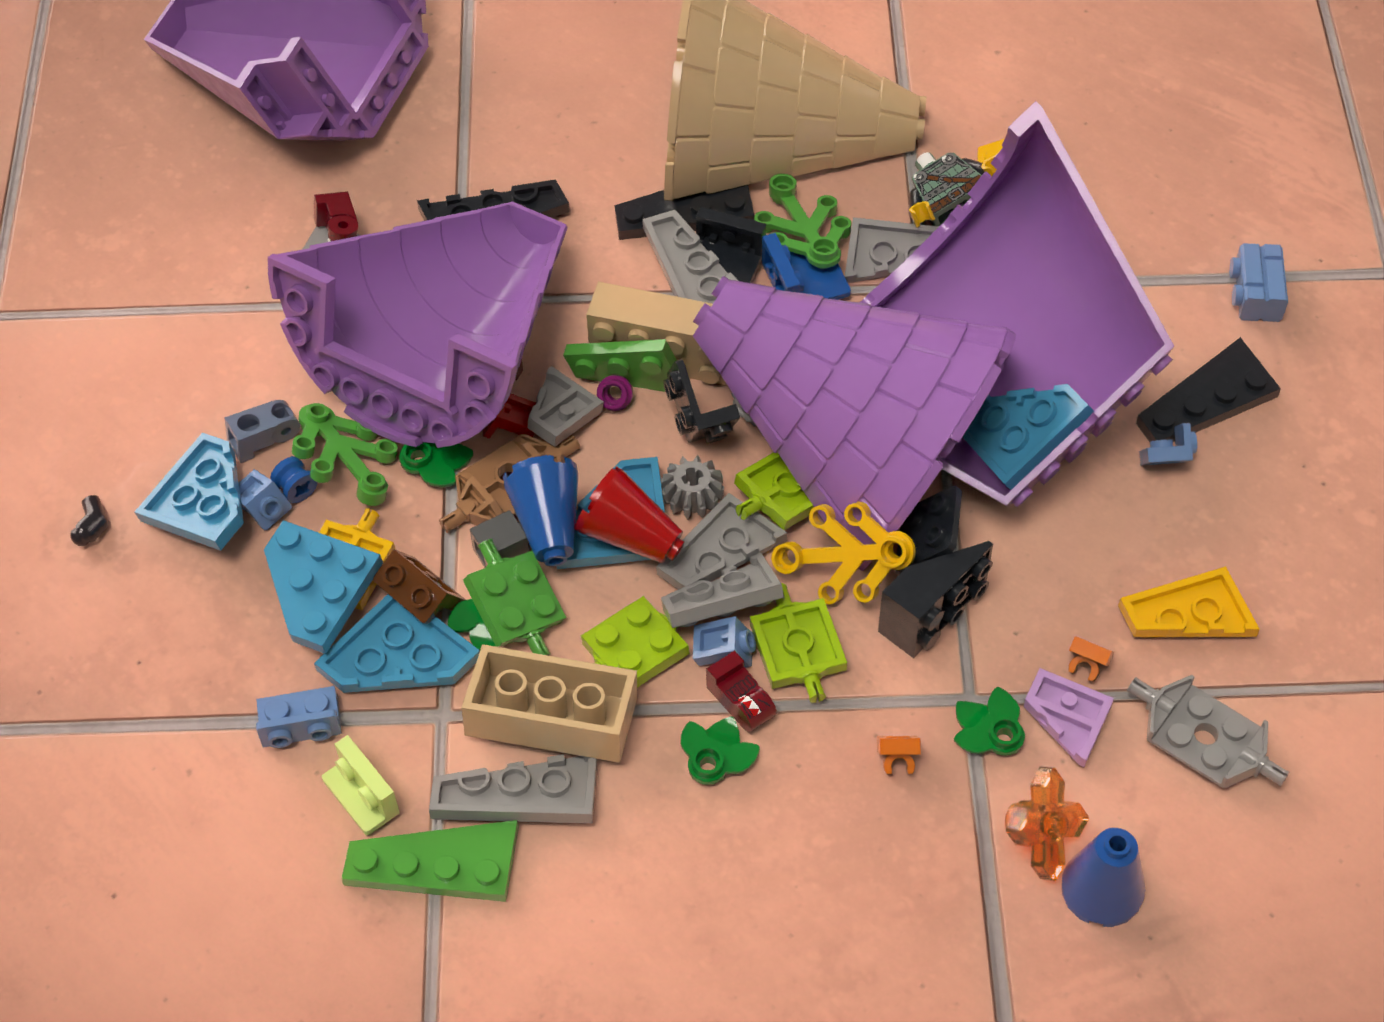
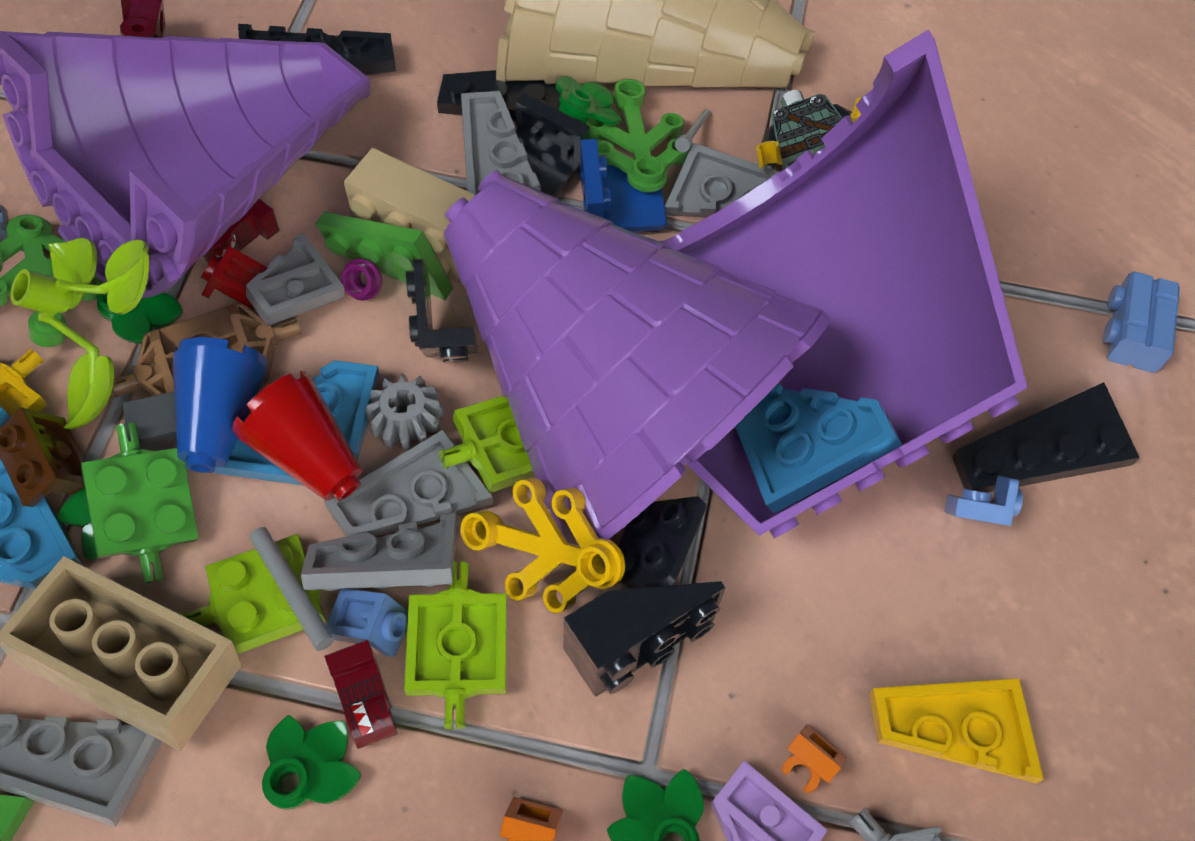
camera: 10 degrees right, 5 degrees up
(383, 446) = (73, 269): none -> lime plant
(660, 629) = (291, 589): none -> light grey bar
(750, 201) = (586, 101): none -> green plate
(845, 218) = (684, 141): none -> light grey piece

